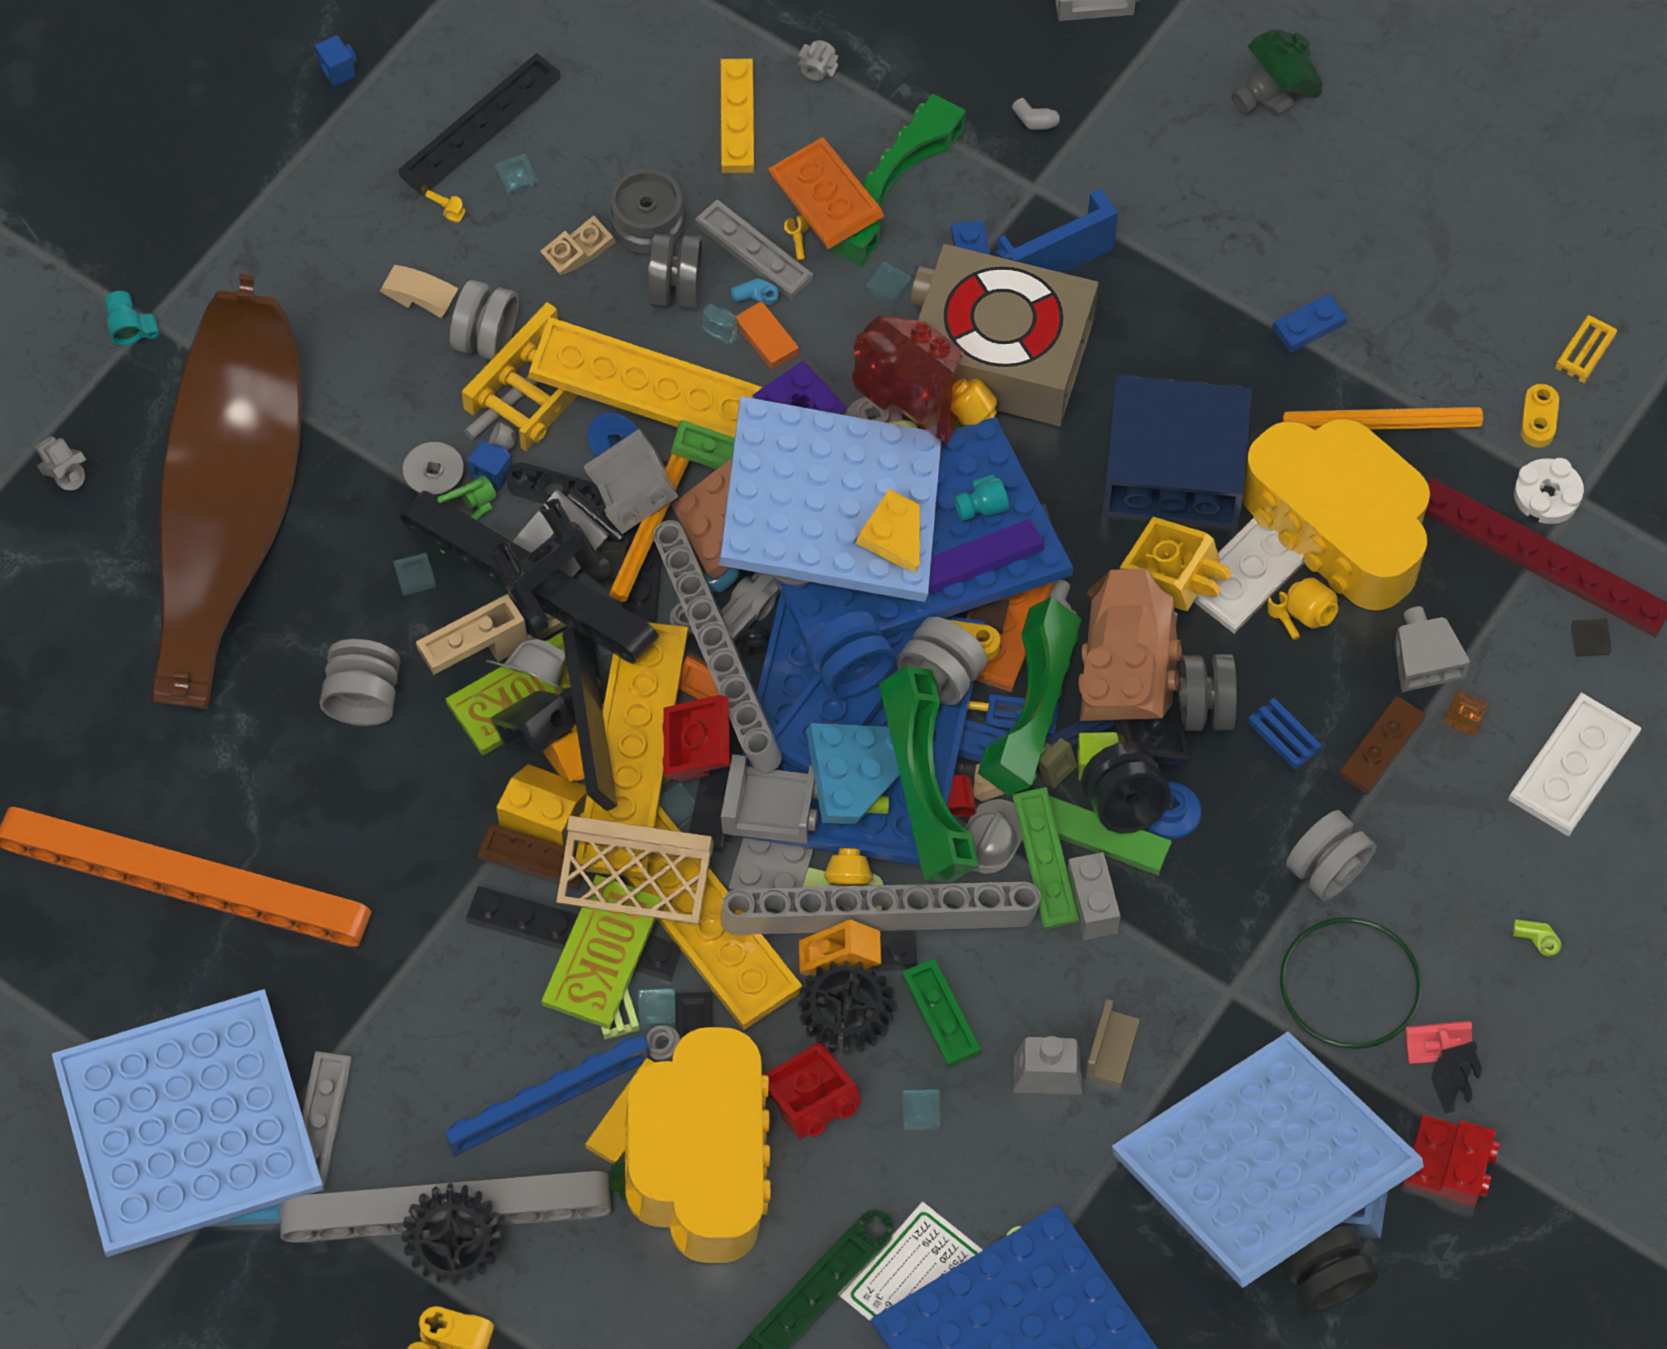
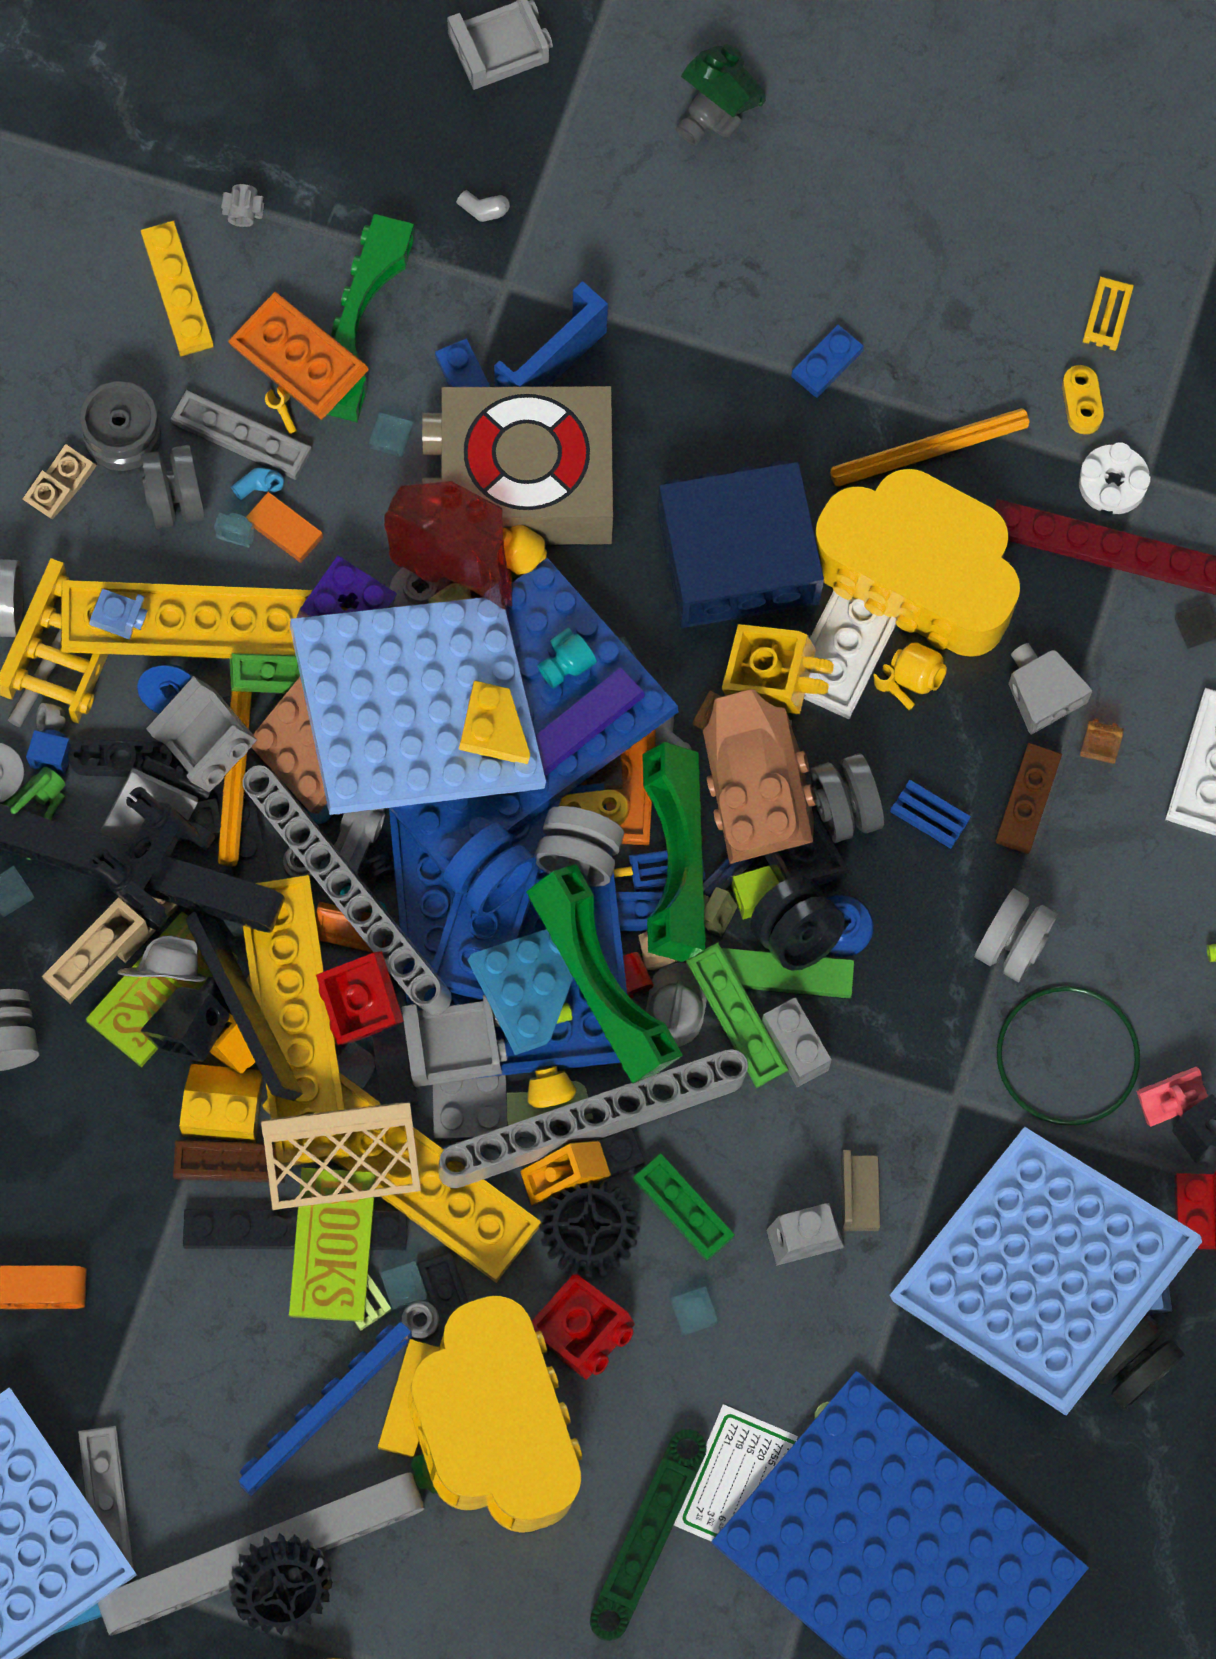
camera: 20 degrees left, 10 degrees up
(589, 357) = (118, 613): none -> medium blue bracket

